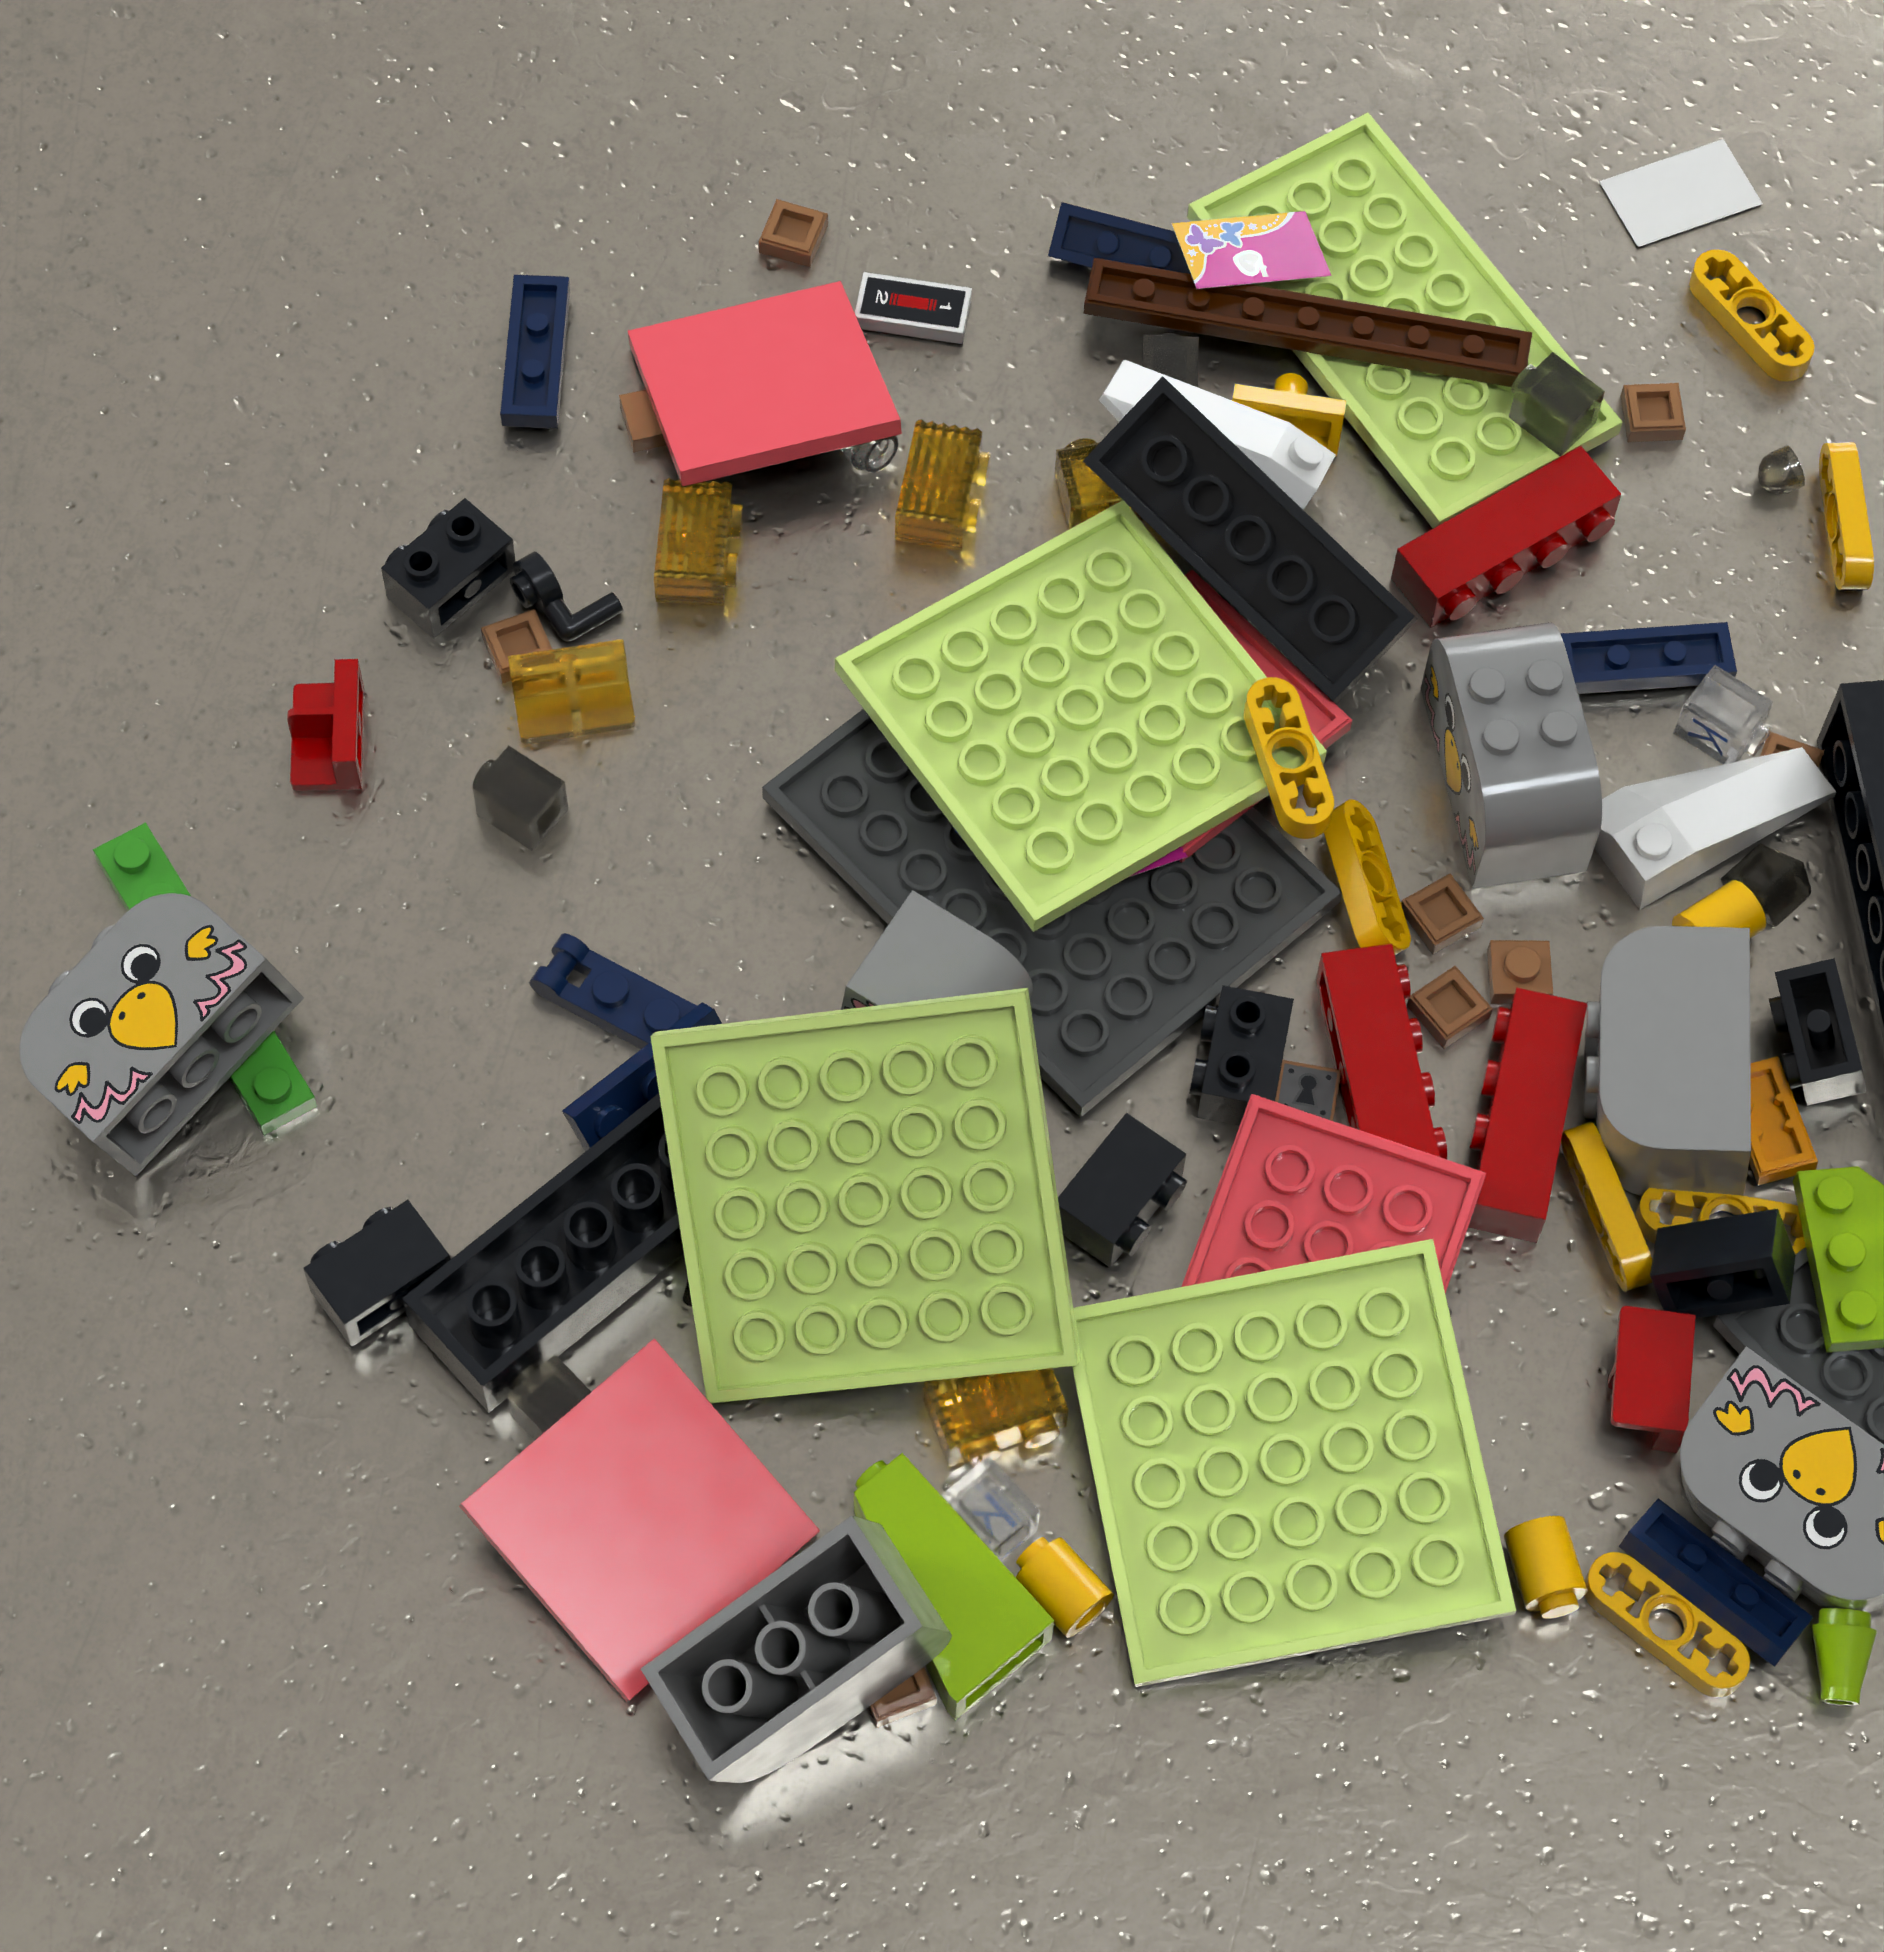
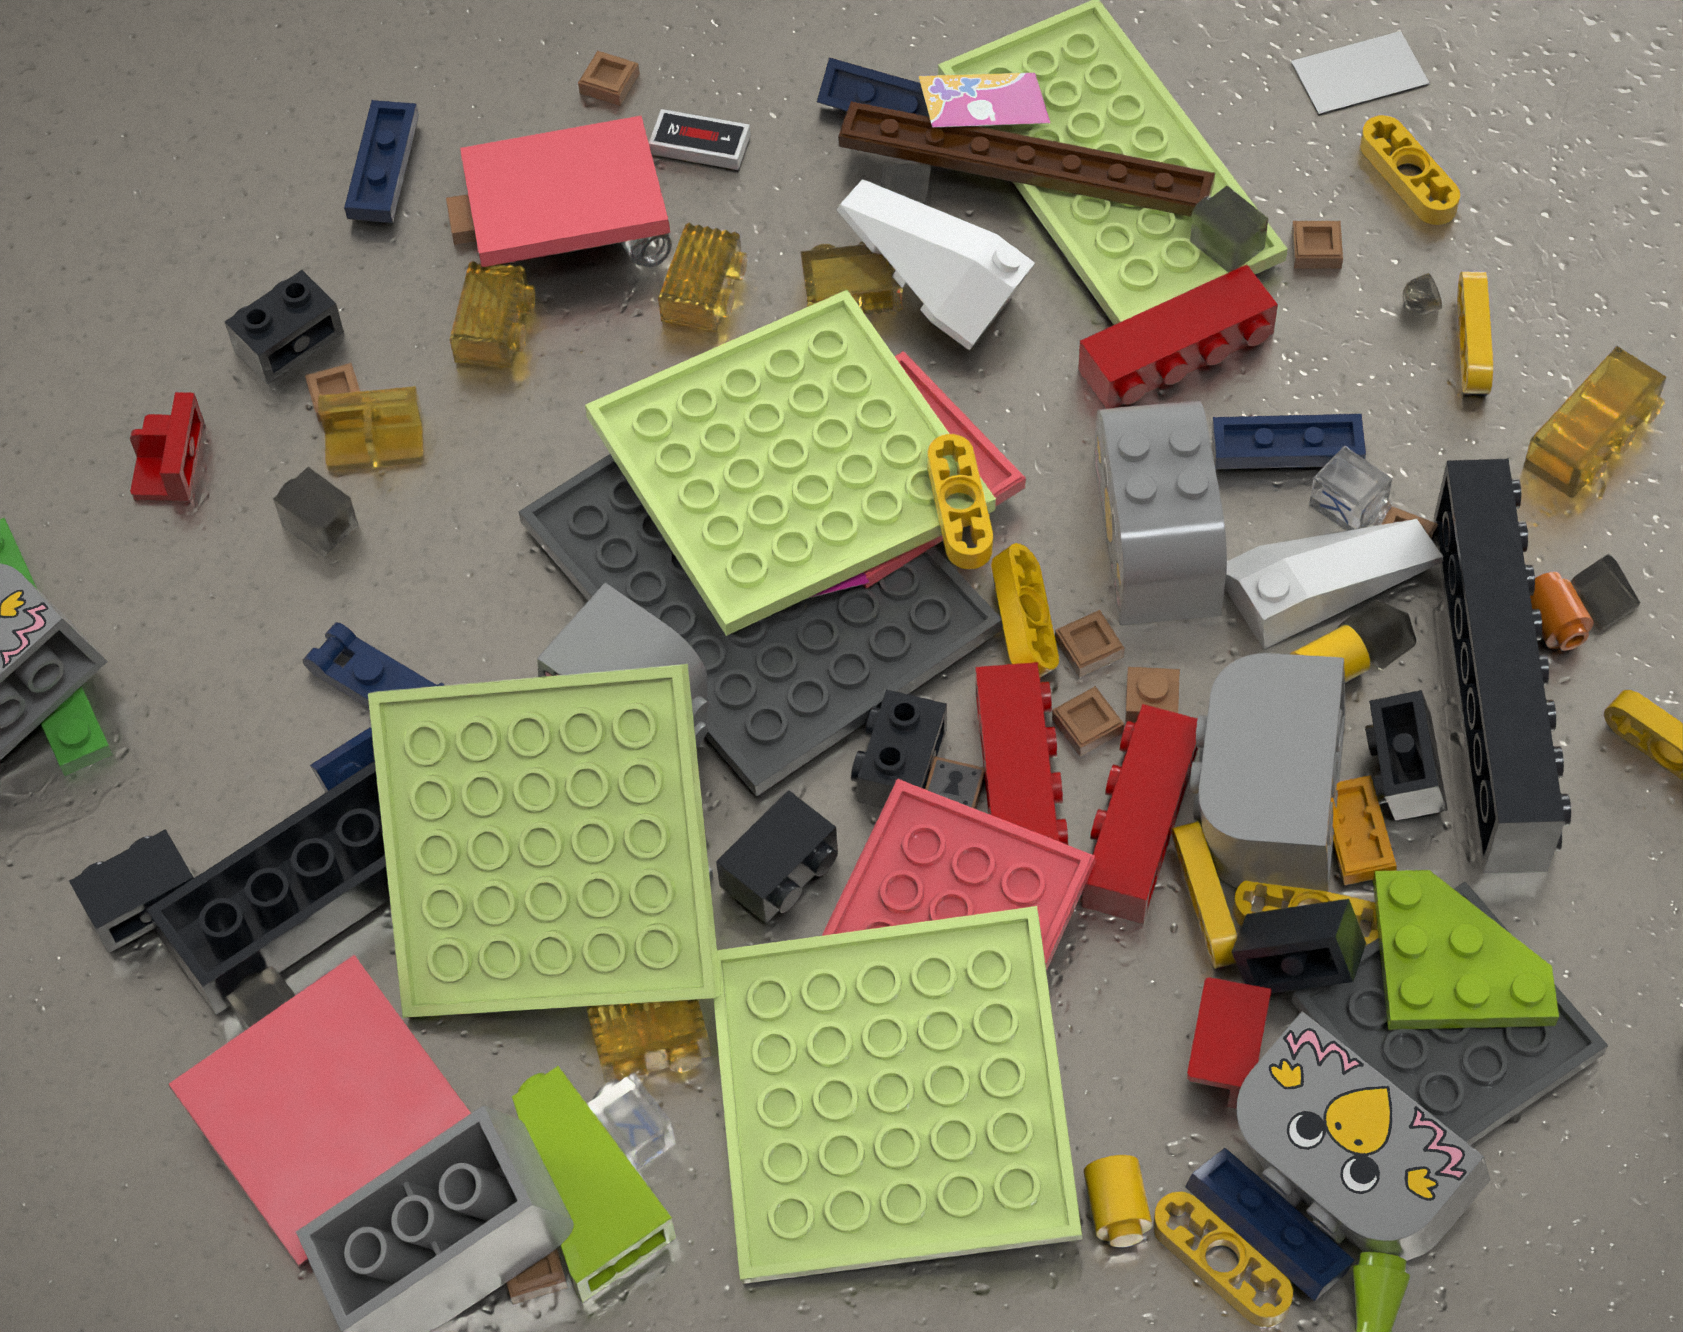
camera: 10 degrees right, 5 degrees down
(538, 586) = (355, 344): black plate -> none
(1062, 1584) = (687, 1190): yellow brick -> none
(1250, 540) = (950, 326): black brick -> none
(1289, 401) = (1007, 221): yellow tile -> none

